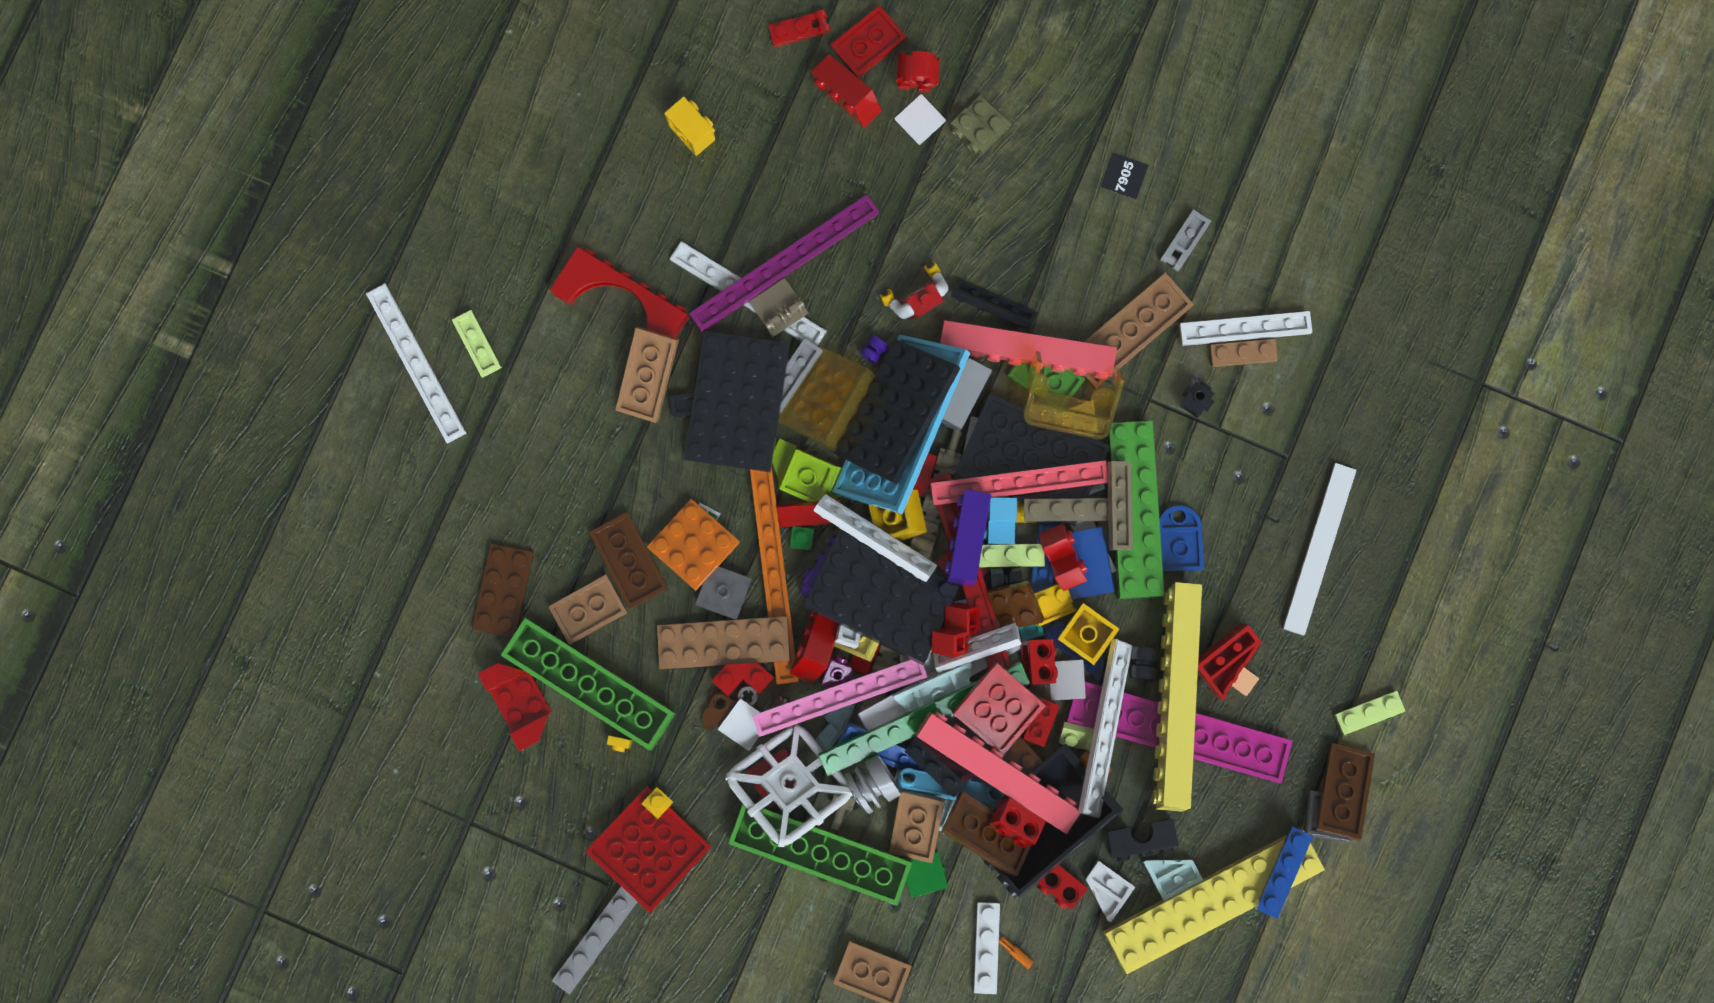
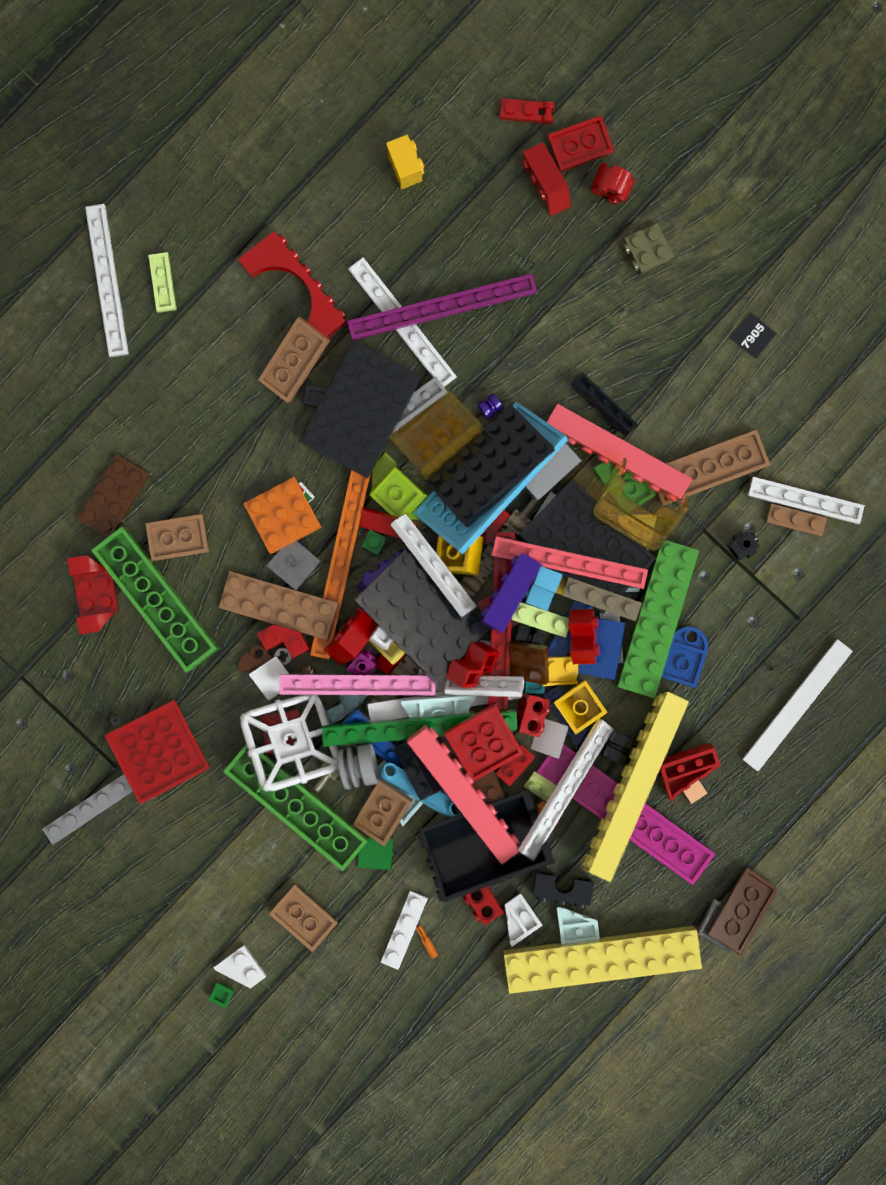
camera: 15 degrees right, 5 degrees up
(619, 744) = (163, 656): yellow plate -> none
(628, 560) = (224, 509): reddish brown plate -> none
(657, 803) = (177, 717): yellow plate -> none
(778, 307) = (423, 342): dark tan hinge -> none
(920, 119) = (600, 225): white sticker -> none
(921, 299) = (544, 379): torso -> none
(970, 827) = (437, 841): reddish brown plate -> none
(1019, 817) = (467, 837): red brick -> none
(1120, 505) = (645, 611): dark tan plate -> none
(1186, 239) = (784, 408): light grey plate -> none
(1284, 872) = (667, 959): blue plate -> none
(1369, 713) = (787, 853): yellowish green plate -> none

